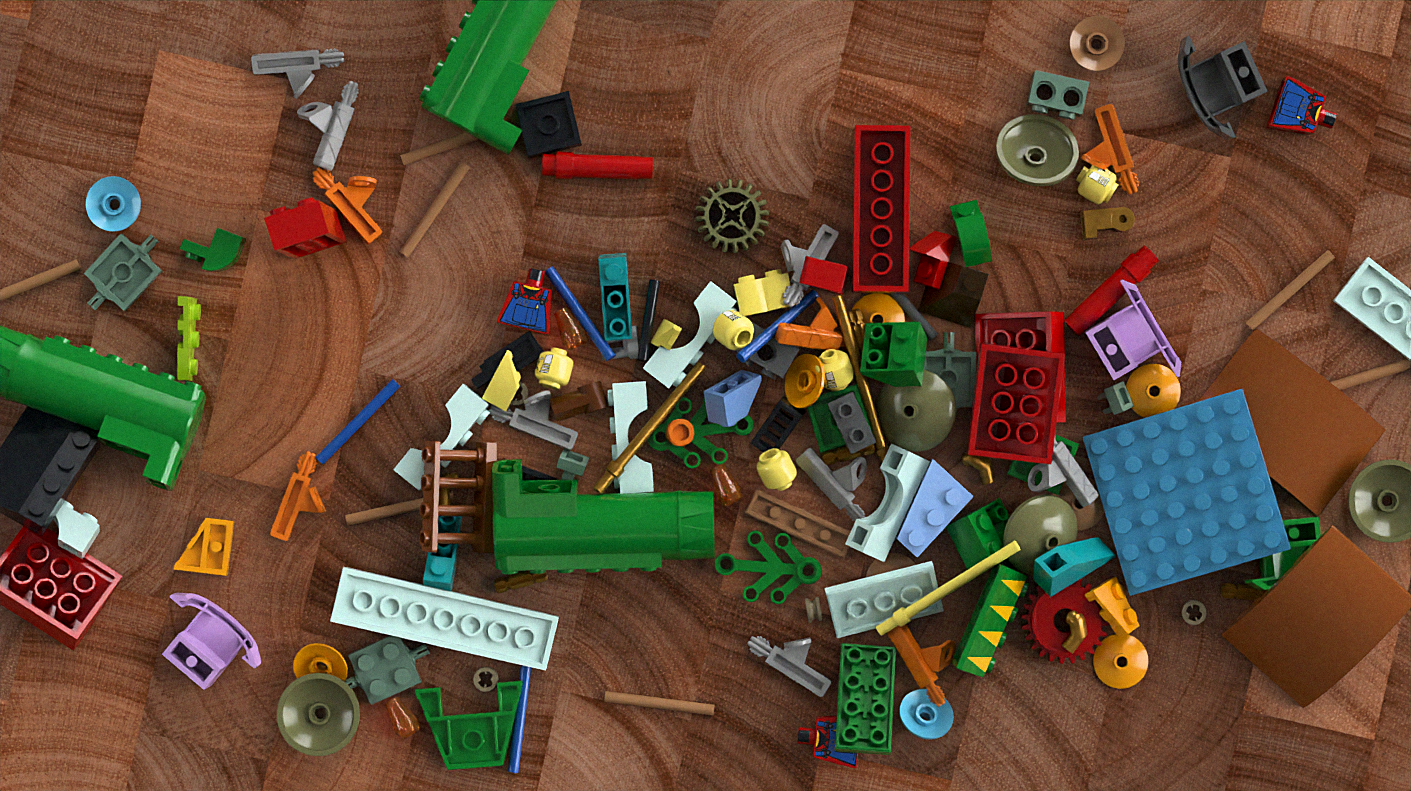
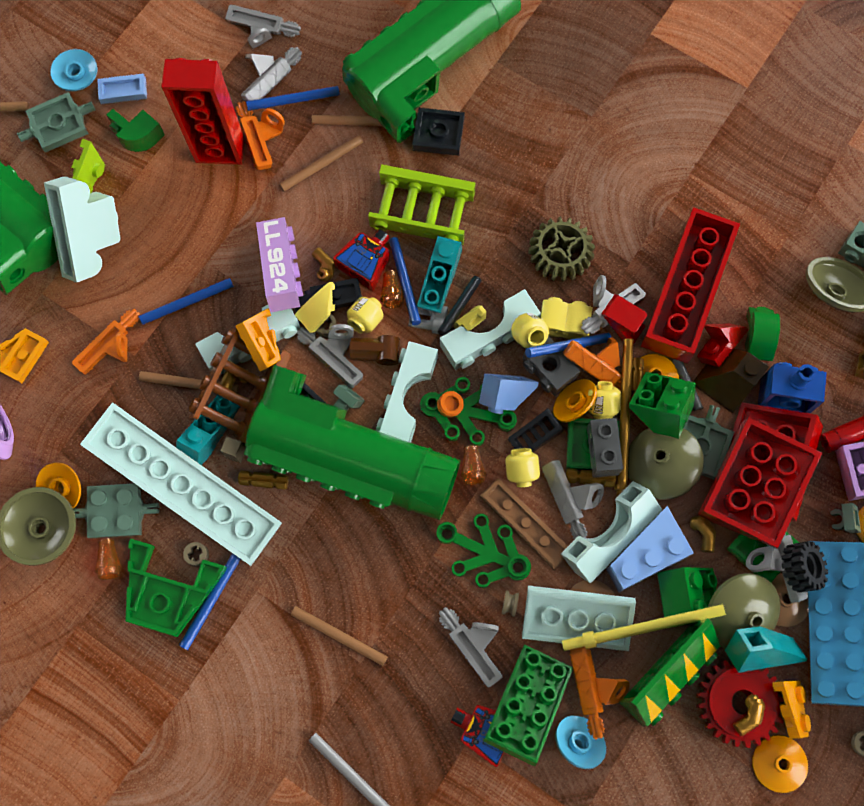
camera: 20 degrees right, 15 degrees down
(174, 202) = (122, 88): none -> light blue tile
(220, 390) = (80, 226): none -> light aqua brick
(371, 145) = (292, 98): none -> blue bar
(442, 351) = (278, 265): none -> lavender brick
(462, 444) = (260, 340): none -> light orange wing
(479, 562) = (233, 449): none -> dark tan piece
(489, 325) = (326, 263): none -> pearl gold arm
(569, 166) = (443, 165): red piece -> none
(575, 195) = (419, 182): none -> lime fence
(615, 468) = (383, 409): pearl gold bar -> none
(1019, 288) = (792, 387): none -> blue brick
(1073, 476) = (804, 567): none -> black tyre

